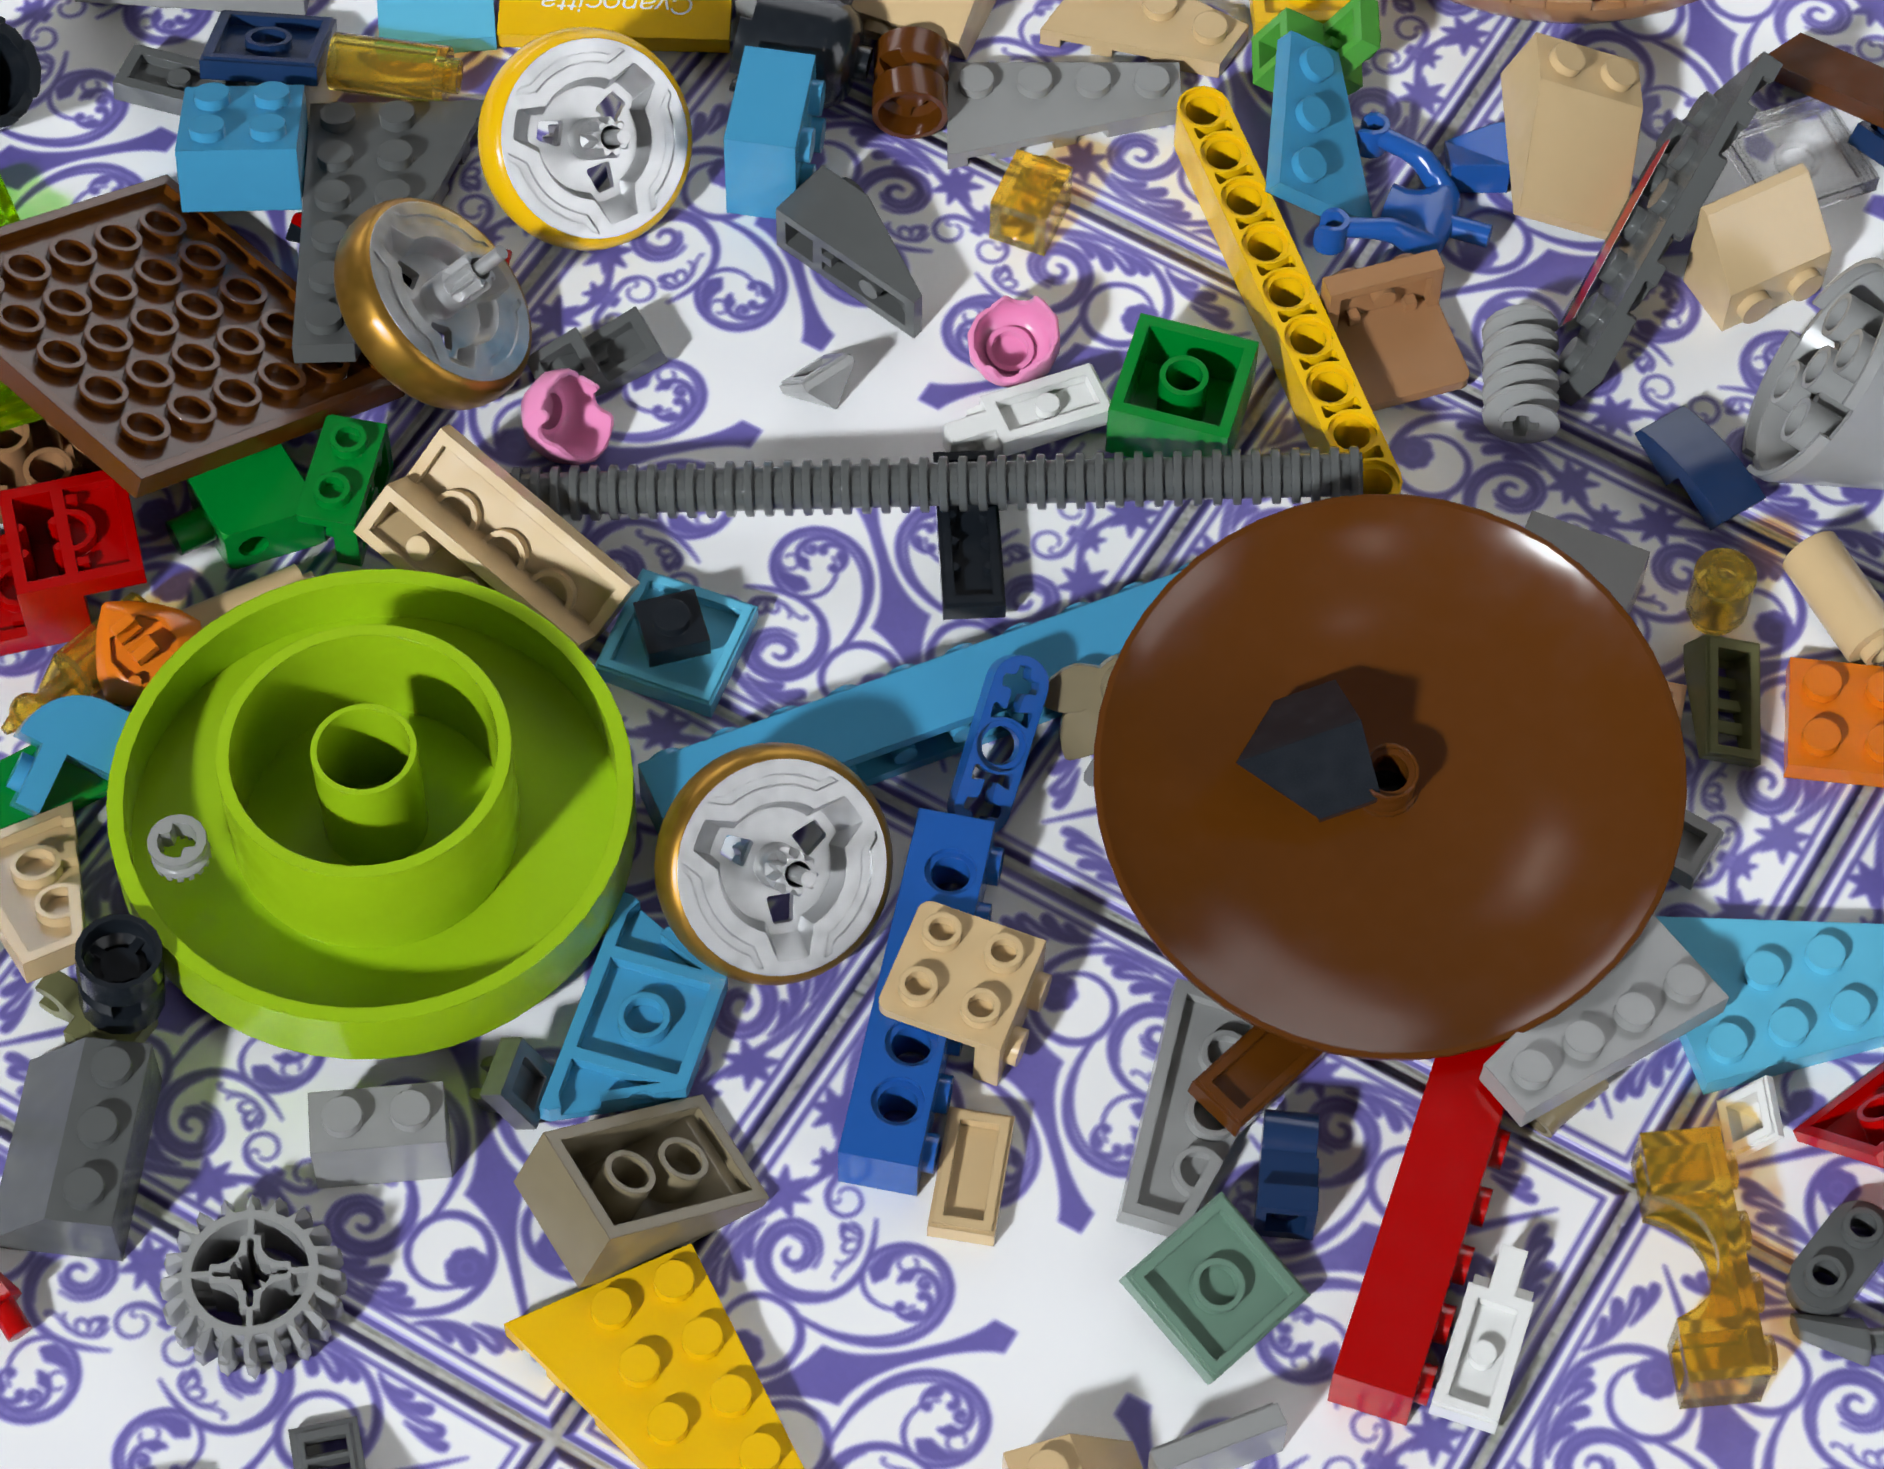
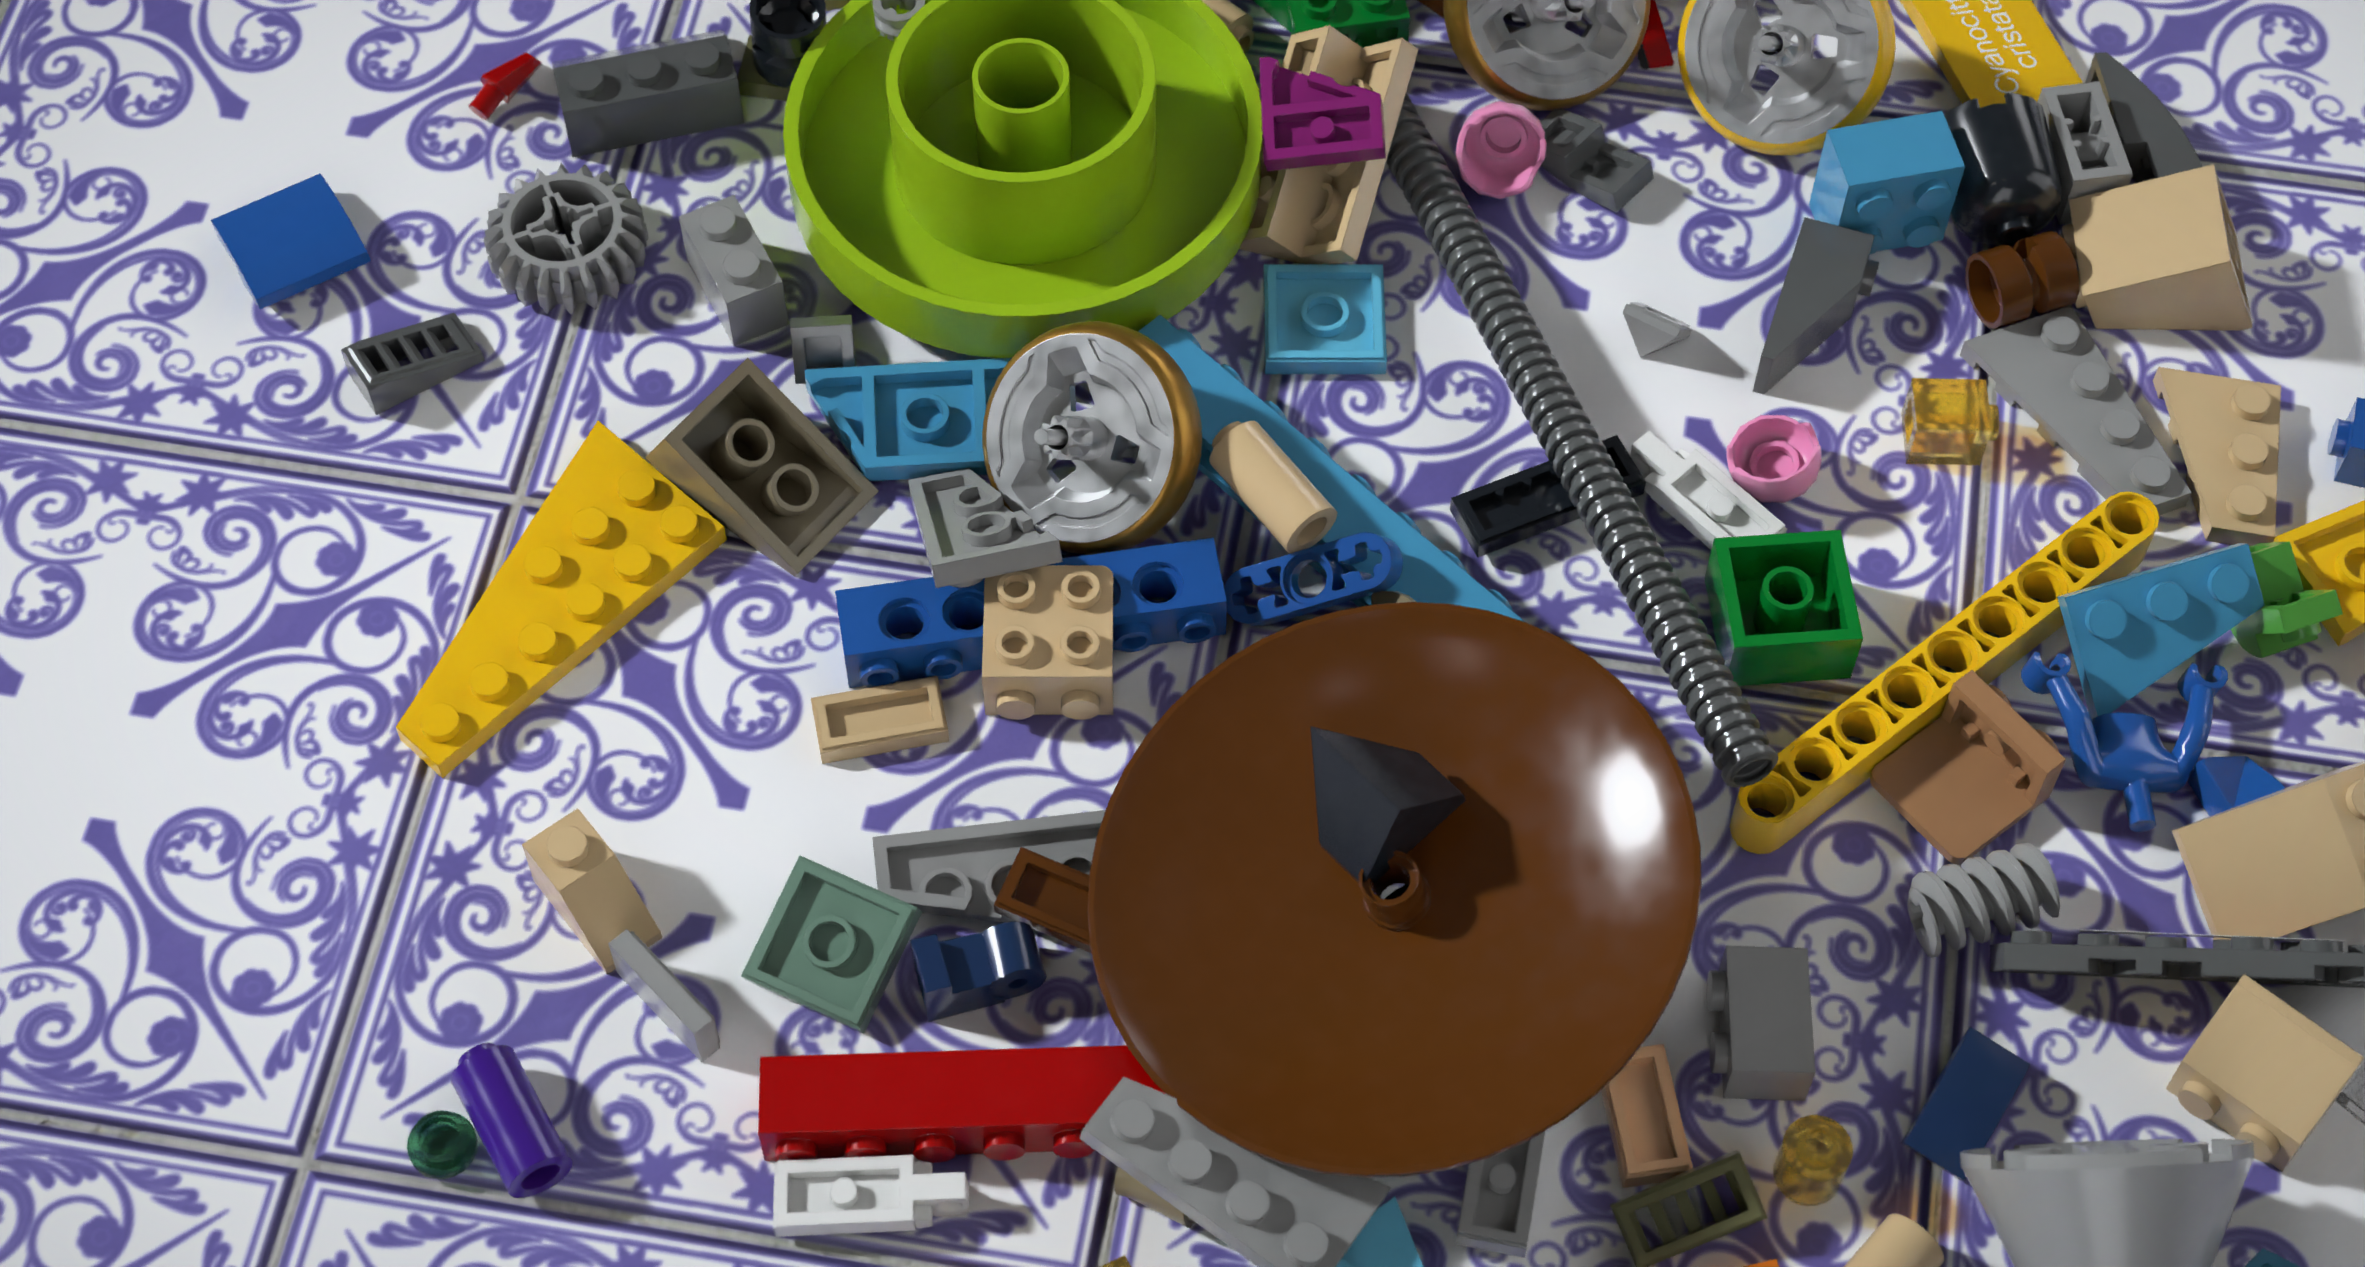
camera: 70 degrees right, 0 degrees up
(496, 535) = (1317, 119): none -> magenta wing
(672, 628) = (1324, 300): black plate -> none
(821, 1014) = (972, 532): none -> light grey wing
(900, 730) = (1271, 485): none -> tan brick

